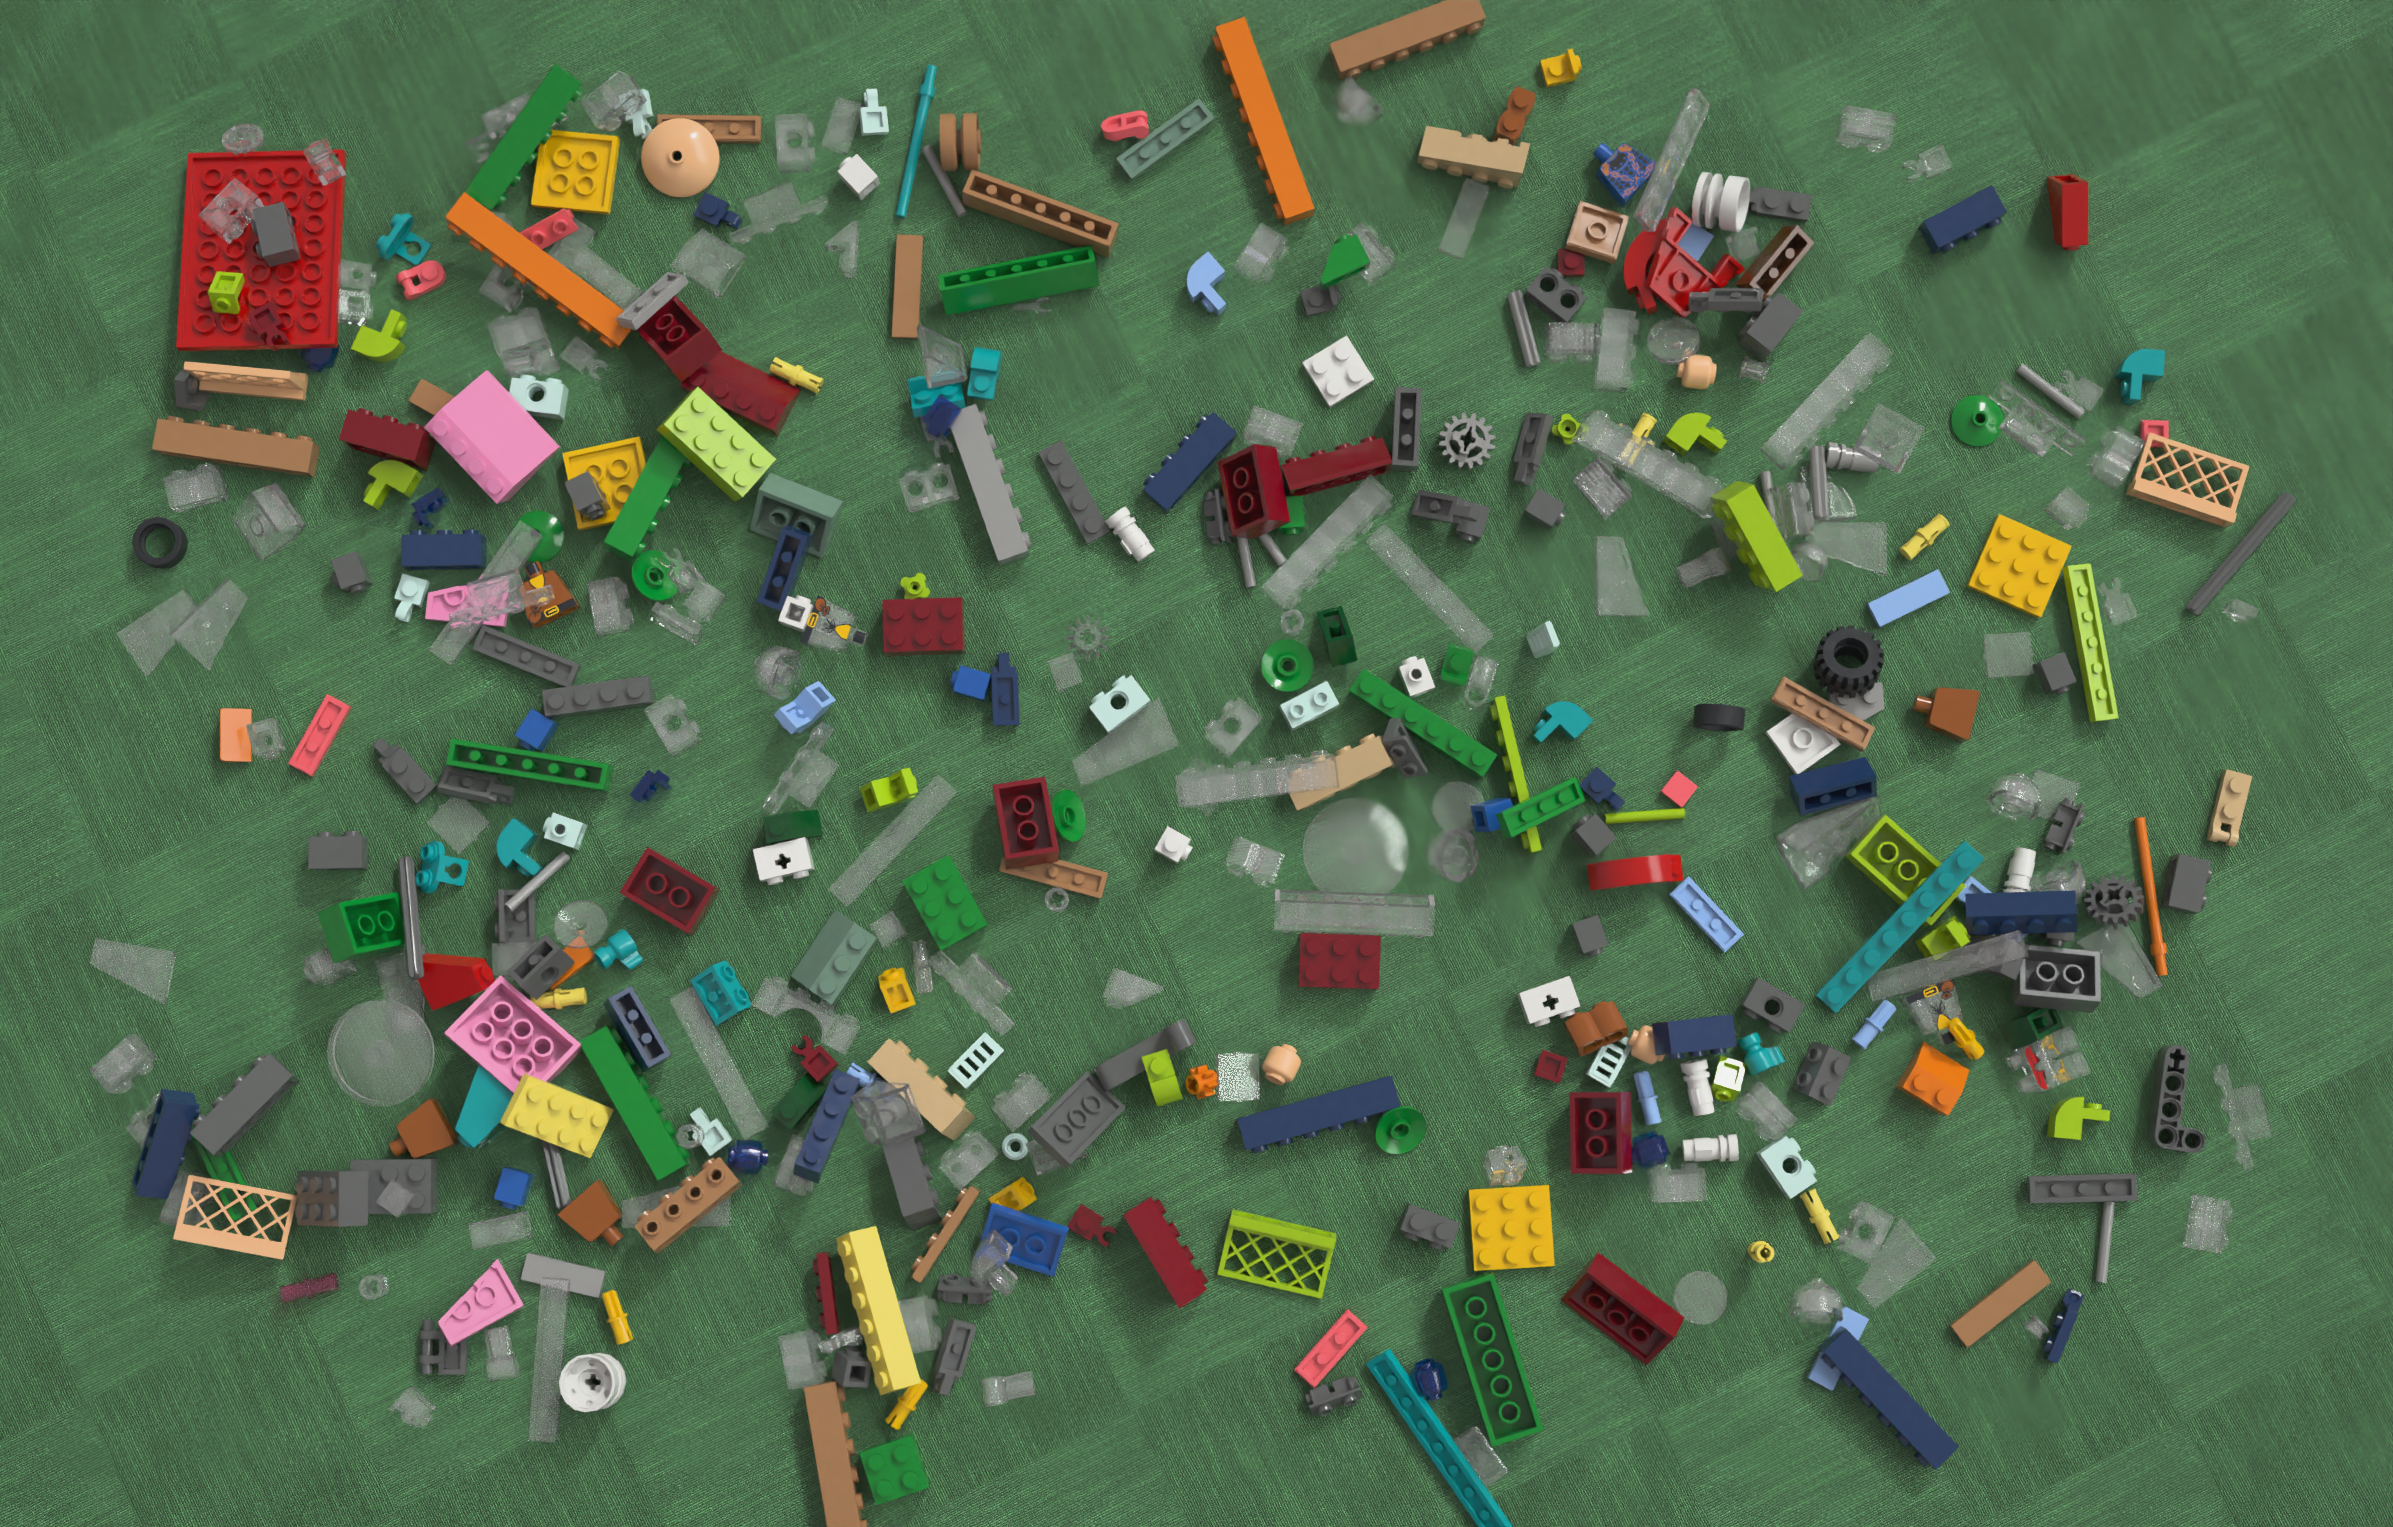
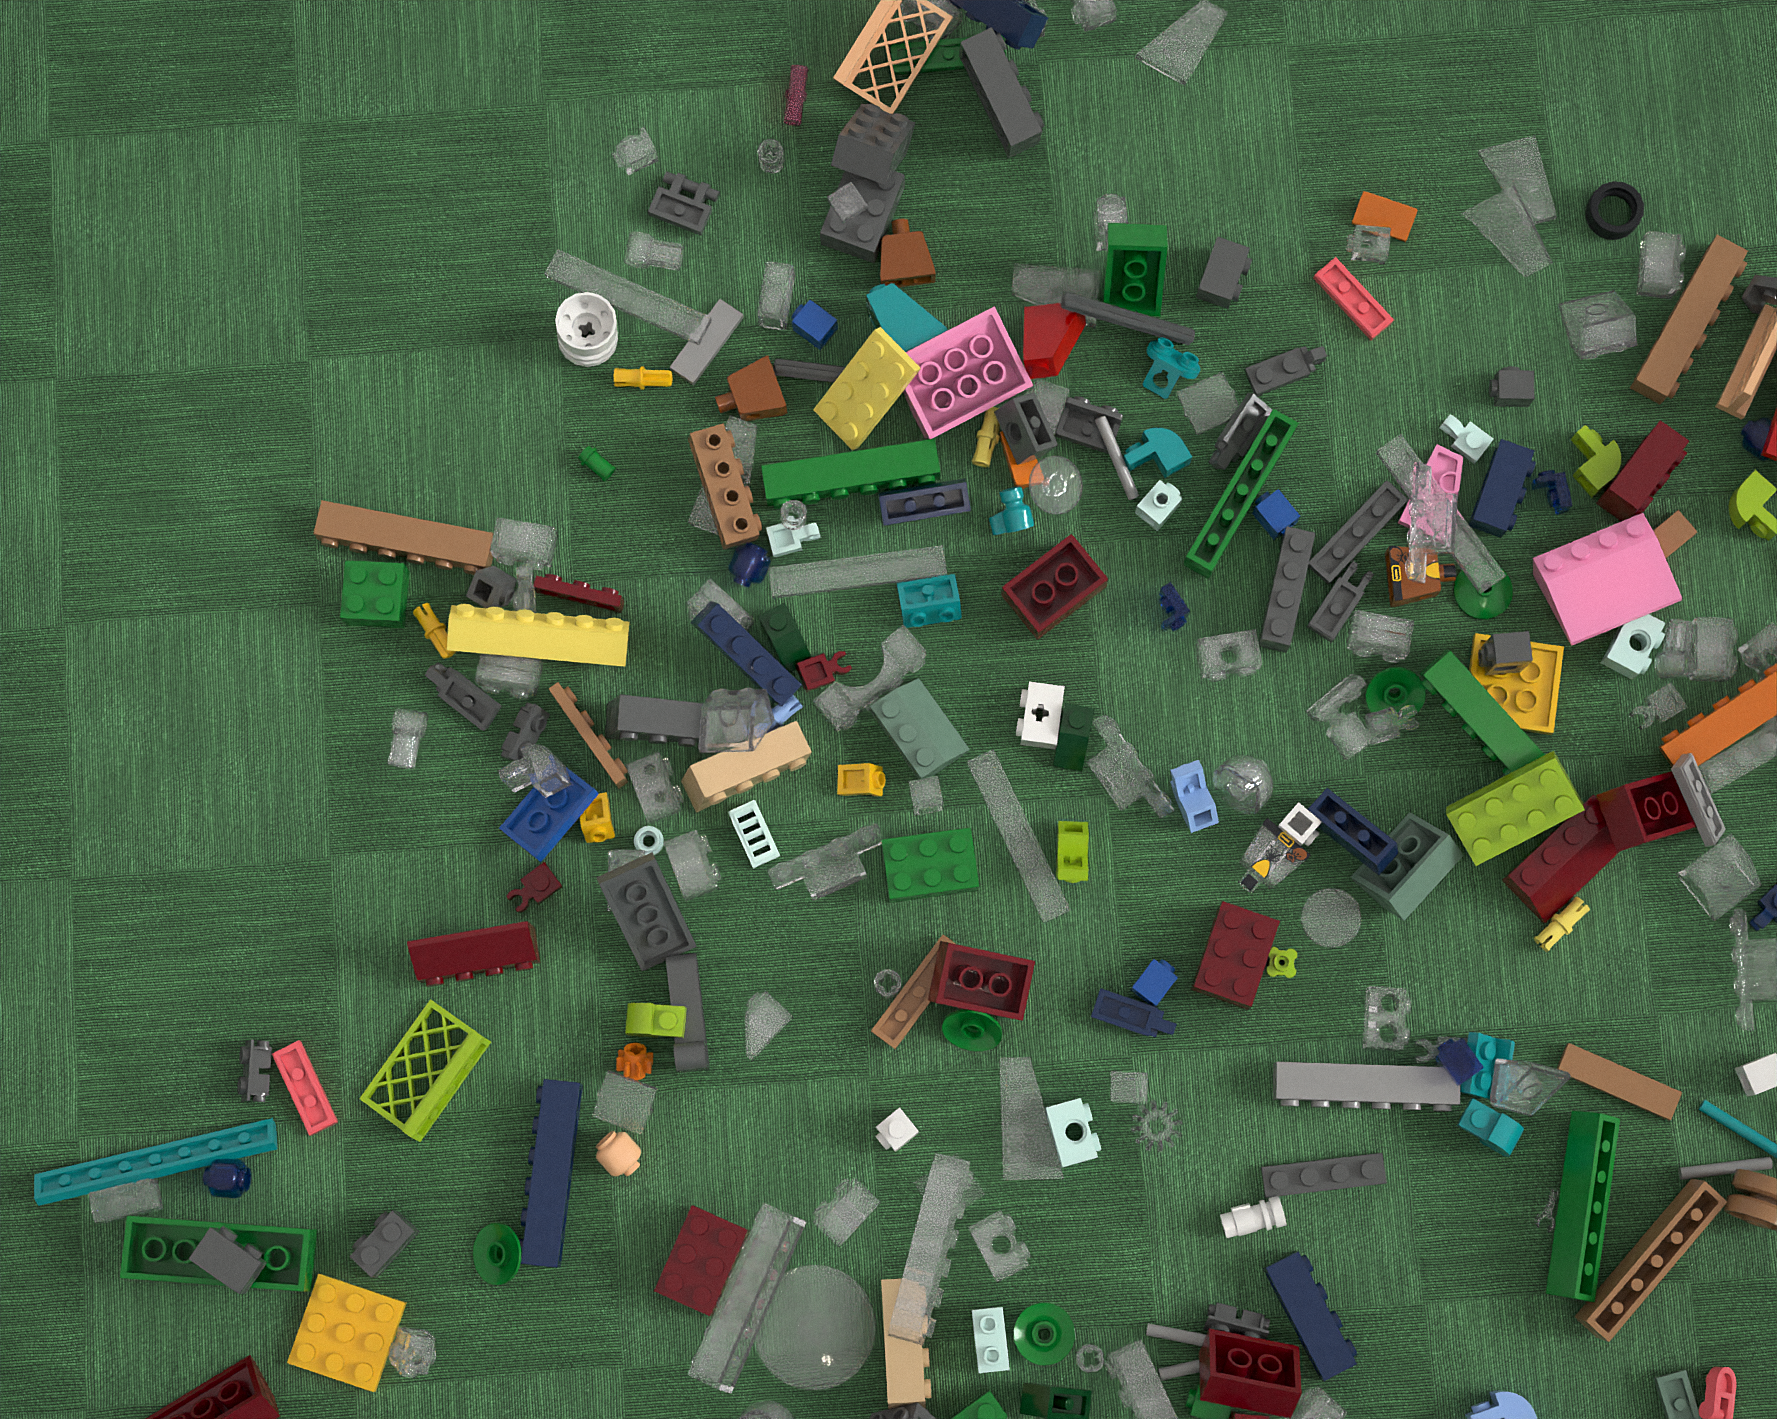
camera: 115 degrees right, 5 degrees down
(380, 1052) = (1002, 243): clear dish -> none
(482, 1305) = (708, 252): bright pink wing -> none
(595, 649) = (1338, 604): none -> dark grey hinge
(707, 1325) = (596, 463): none -> green pin
(846, 241) = (1692, 1034): clear slope -> none
(862, 561) = (1331, 917): none -> clear tile
(922, 966) = (872, 815): clear axle -> none
(1493, 1343) = (228, 1259): none -> dark grey brick

